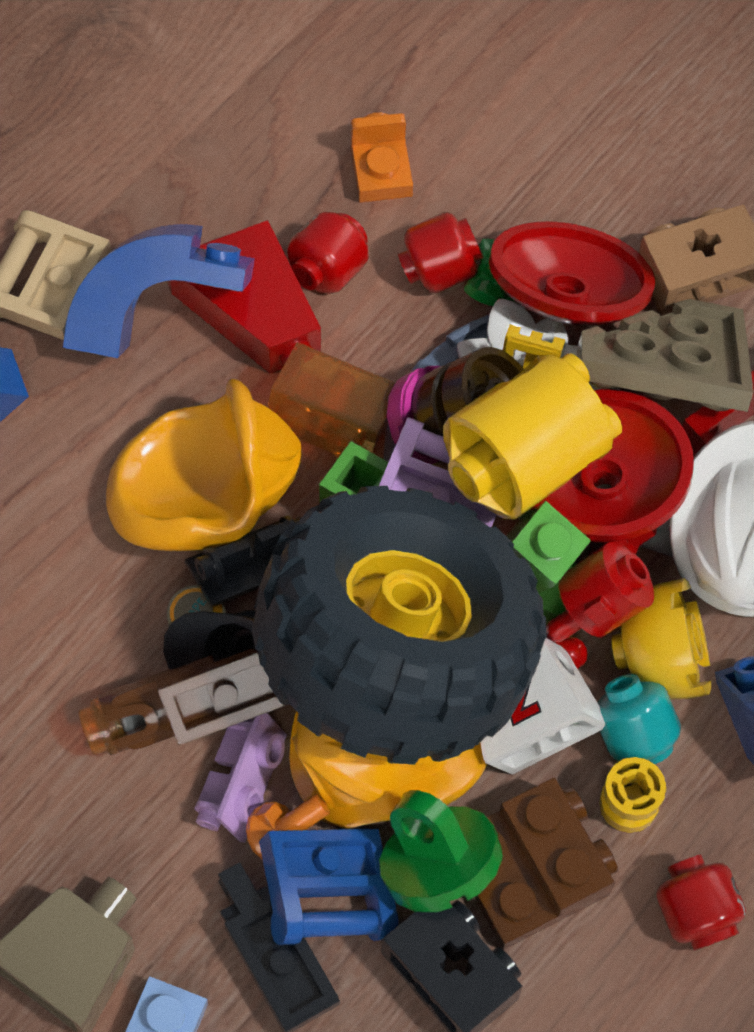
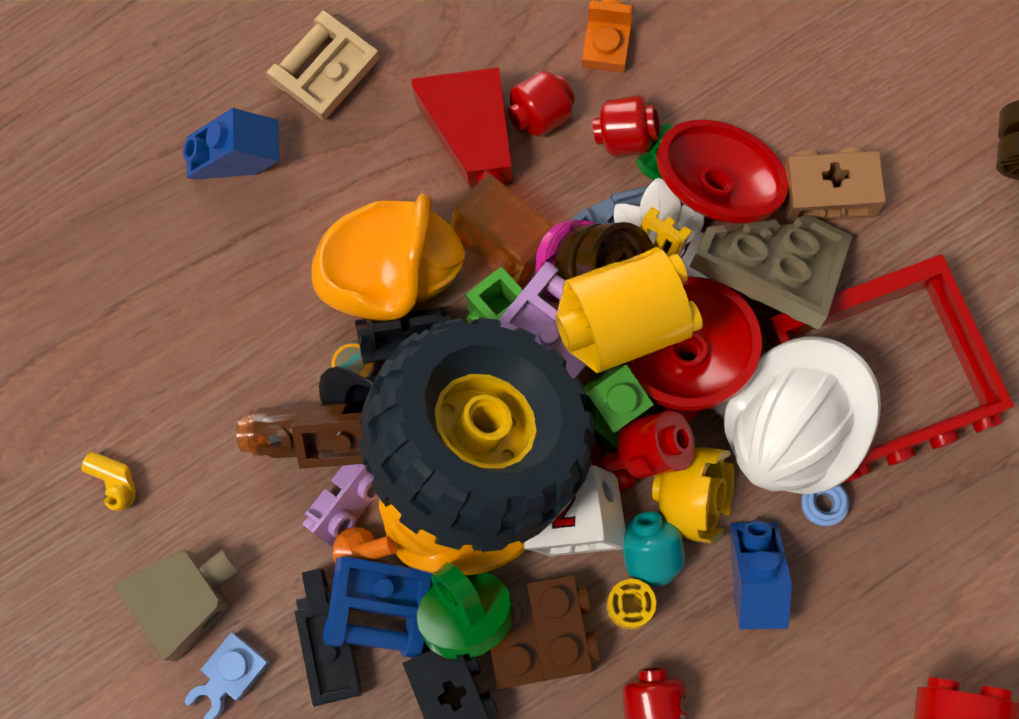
camera: 30 degrees right, 10 degrees up
(107, 297) = (358, 99): blue arch -> none

